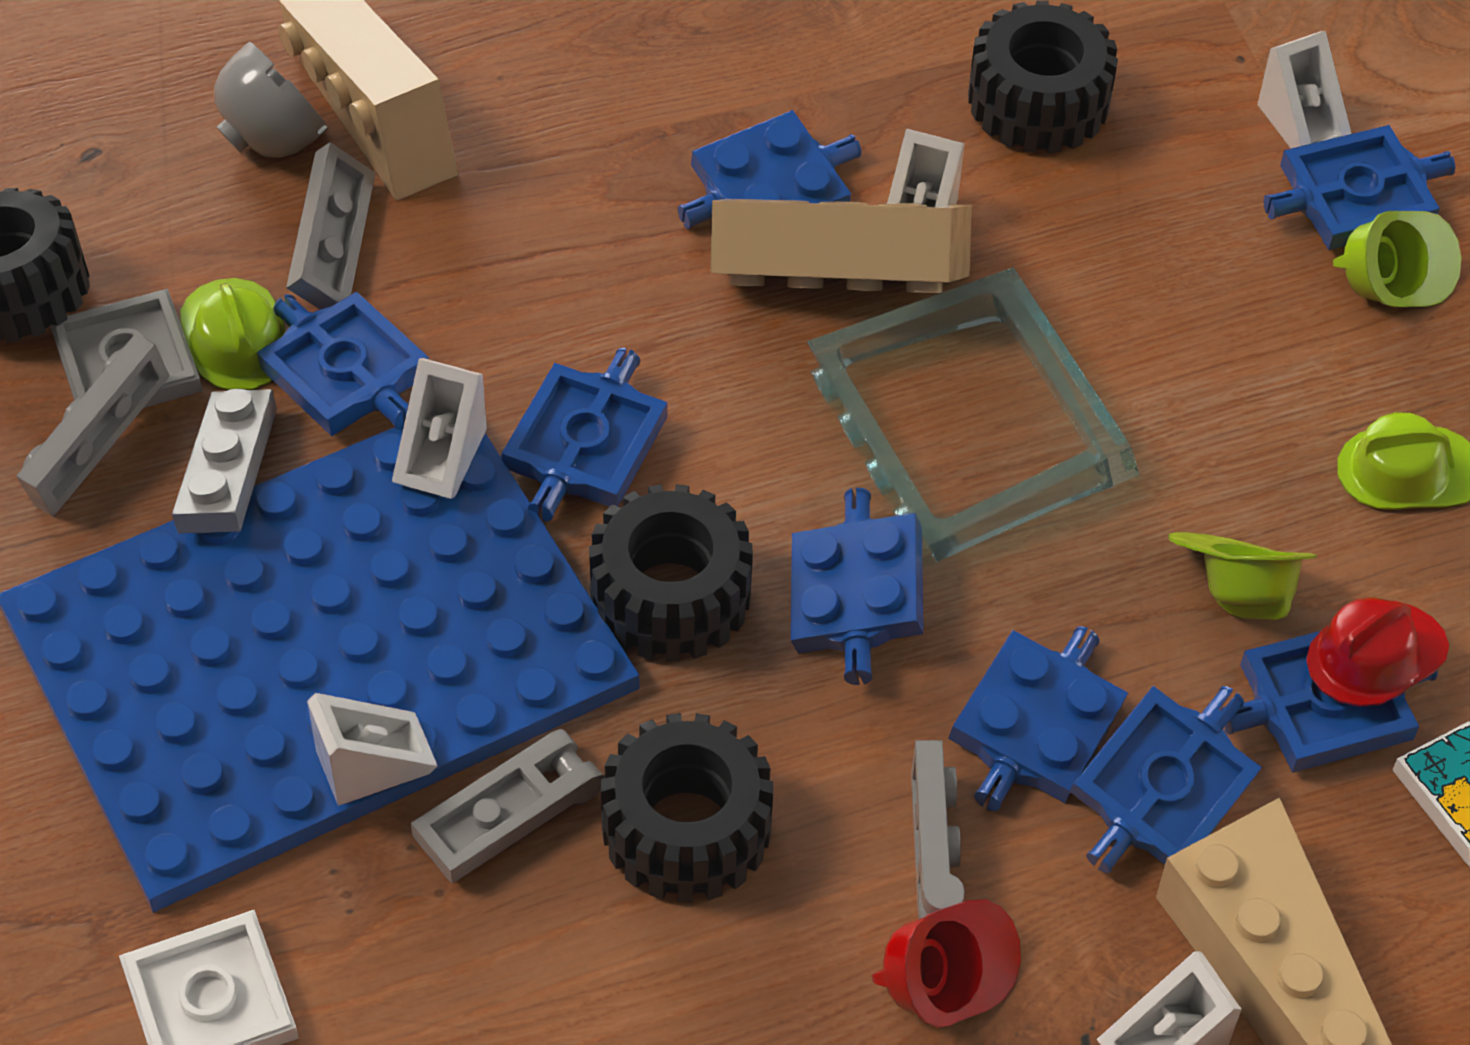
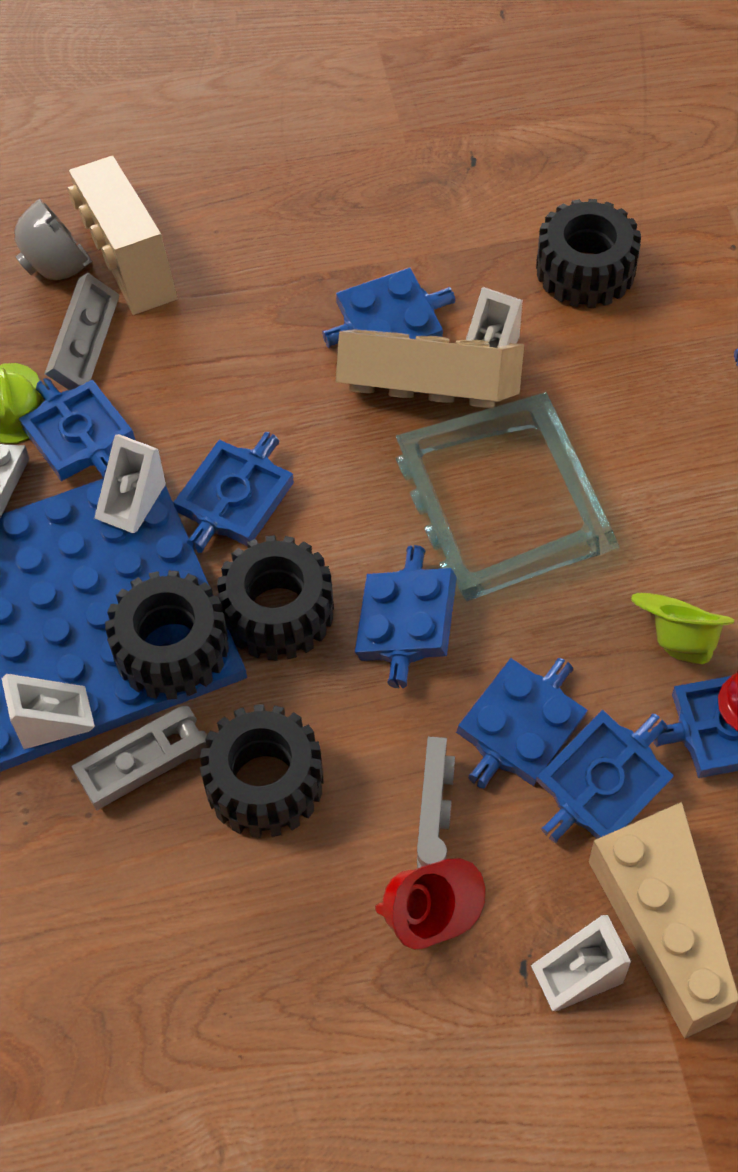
camera: 10 degrees right, 5 degrees up
(520, 586) = (160, 603): none -> black tyre

